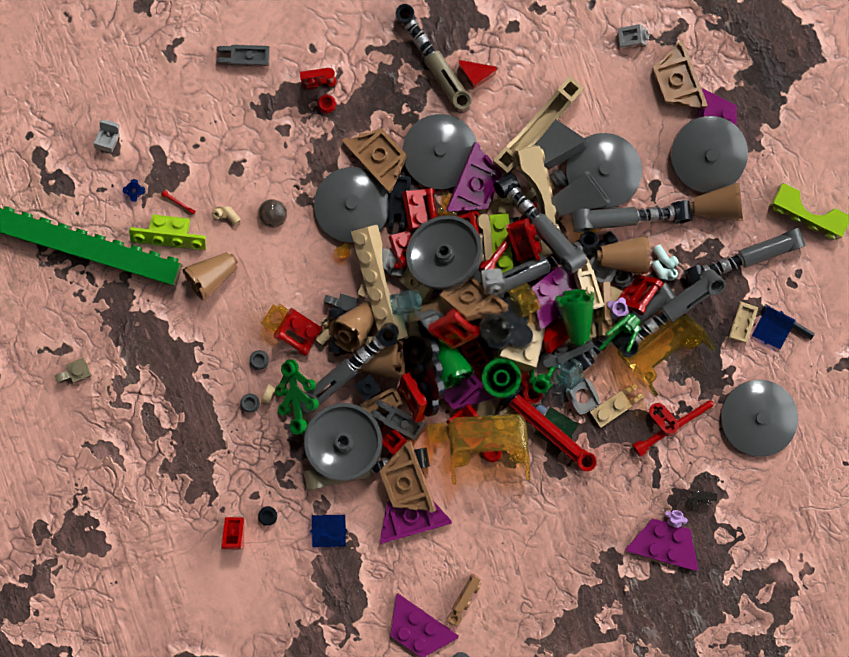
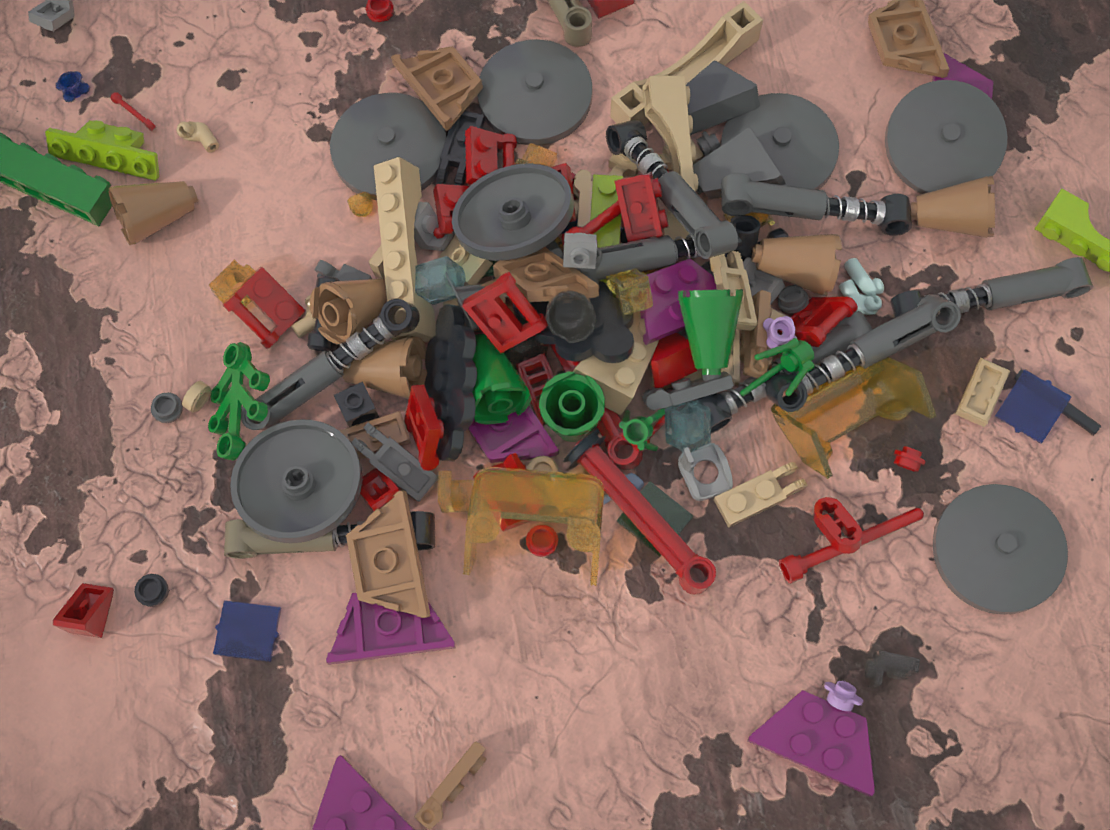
camera: 15 degrees right, 15 degrees down
(259, 359) = (197, 345): dark grey plate -> none
(272, 213) = (266, 141): clear smoke hair -> none
(475, 183) = (579, 132): magenta wing -> none
(702, 372) = (909, 459): none -> red plate

